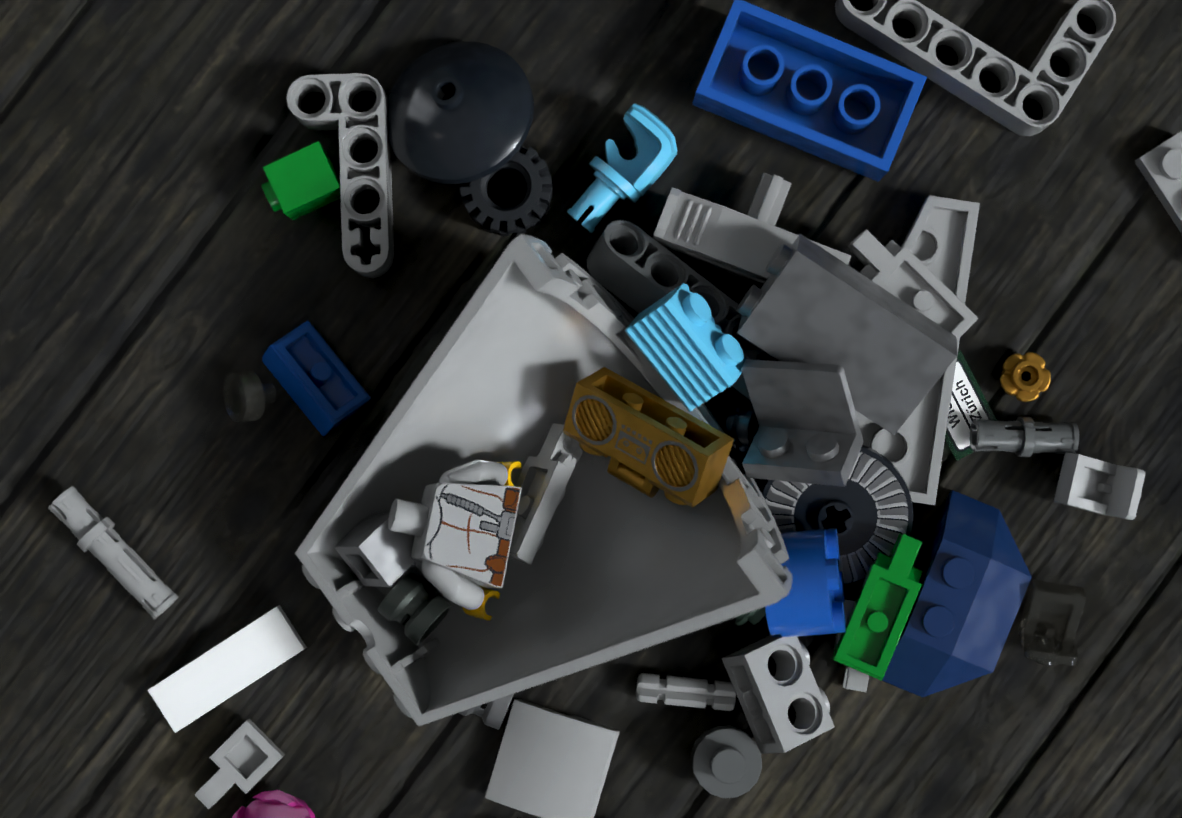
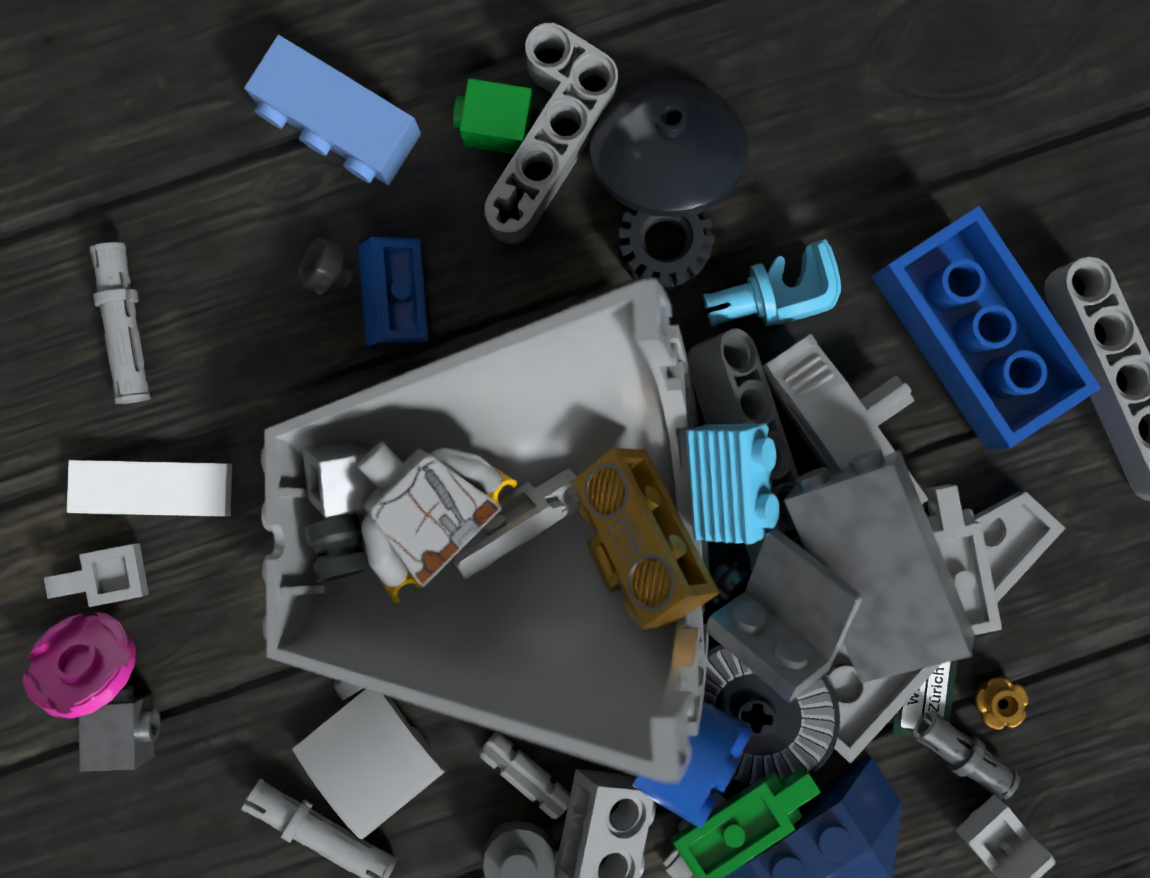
camera: 30 degrees right, 0 degrees up
(169, 266) = (332, 112): none -> medium blue brick

